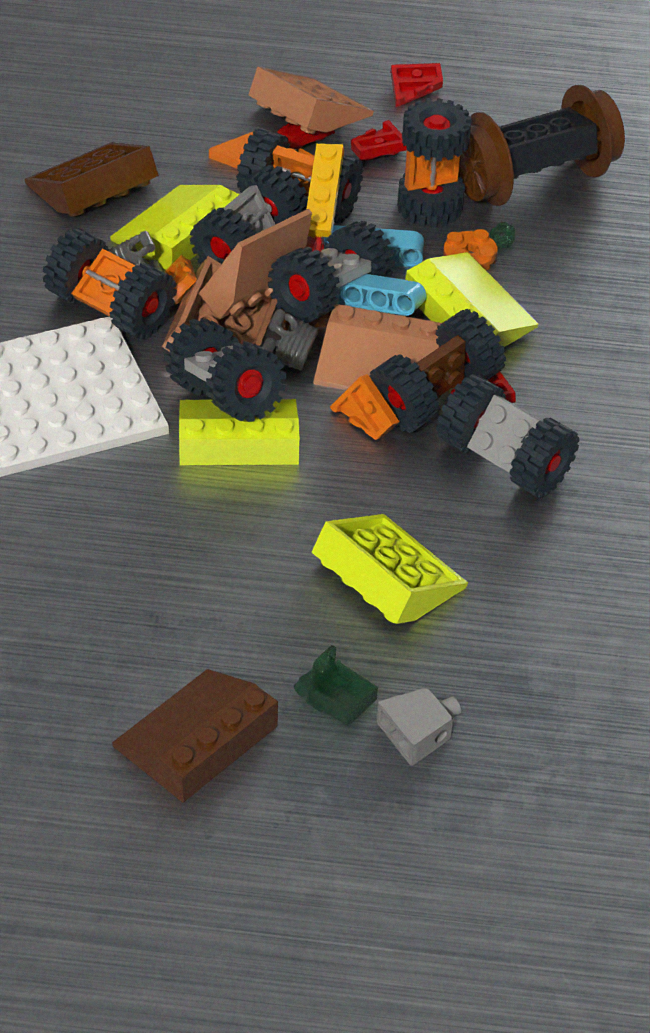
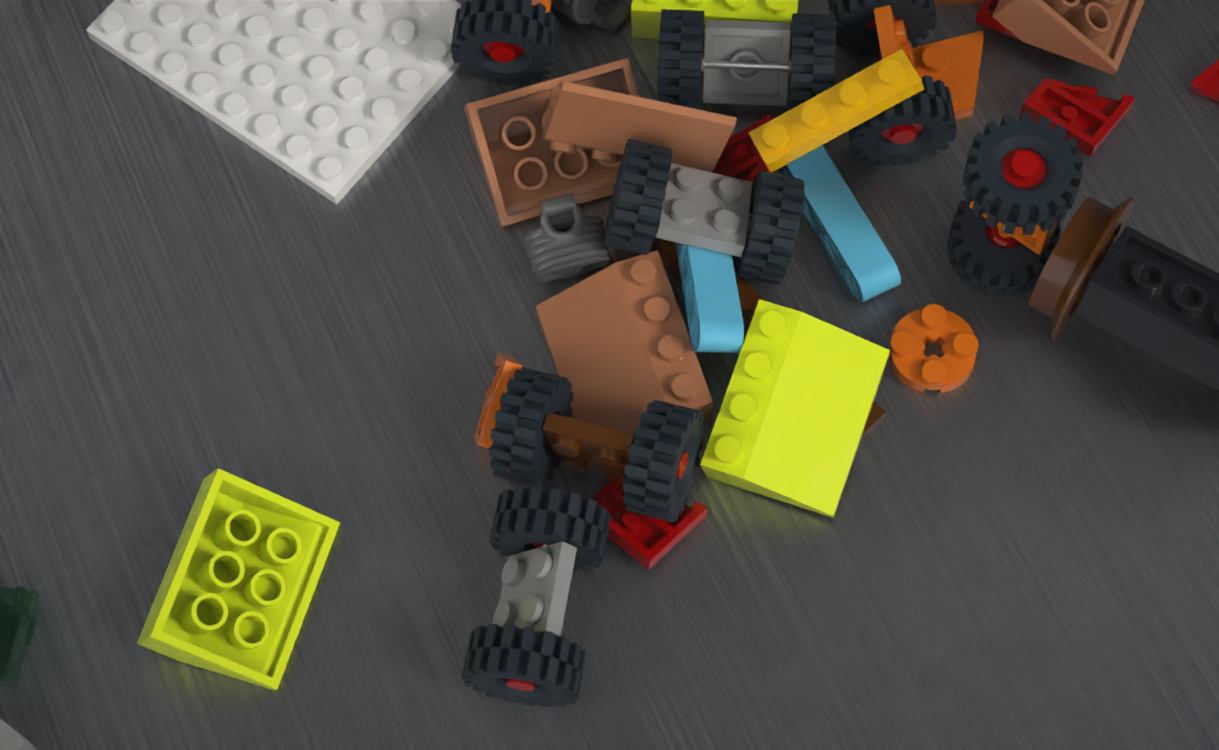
camera: 65 degrees right, 20 degrees up
(183, 275) = (608, 47): orange wing -> none
(216, 438) = (381, 273): neon yellow slope -> none
(236, 376) = (388, 224): black plate -> none
(508, 237) = (994, 372): clear green plate -> none

